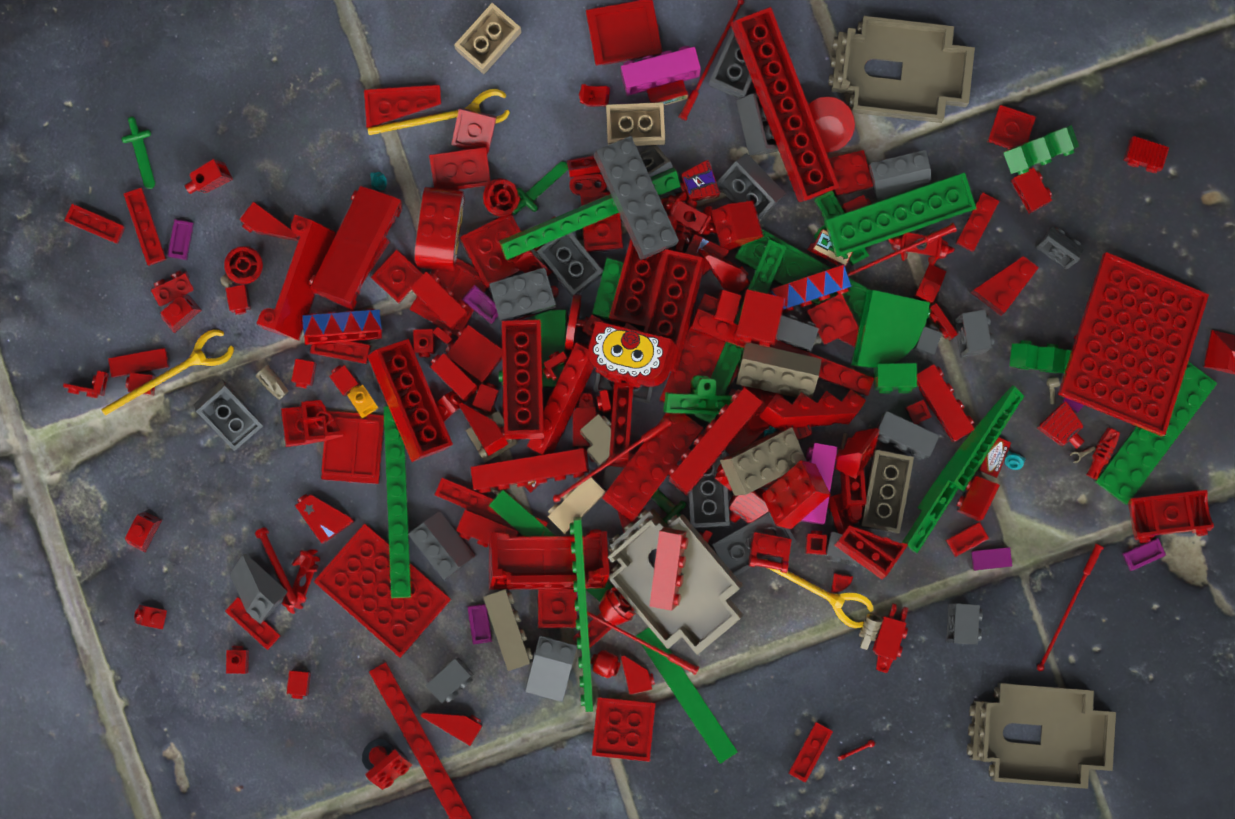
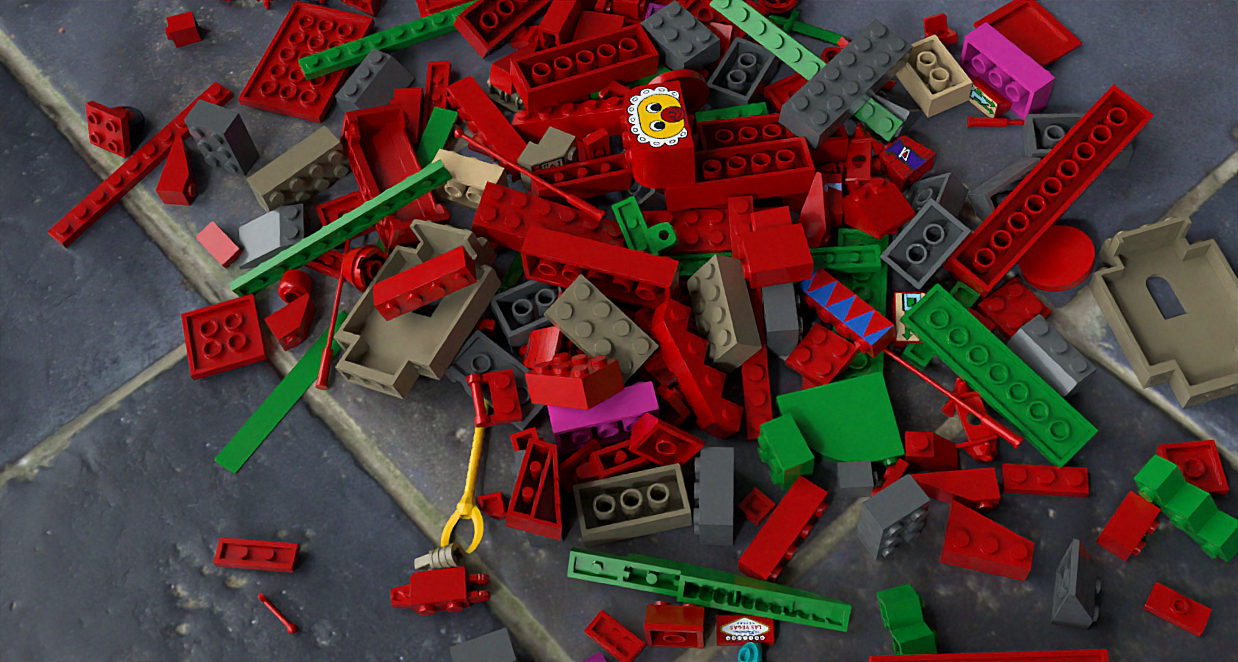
camera: 75 degrees right, 25 degrees down
(536, 711) = (219, 244): none -> tile
(790, 208) = (926, 244): none -> dark grey slope
(828, 435) = (676, 409): none -> red bracket
(965, 273) = (970, 487): none -> red slope
(1091, 191) = (1177, 609): none -> red plate

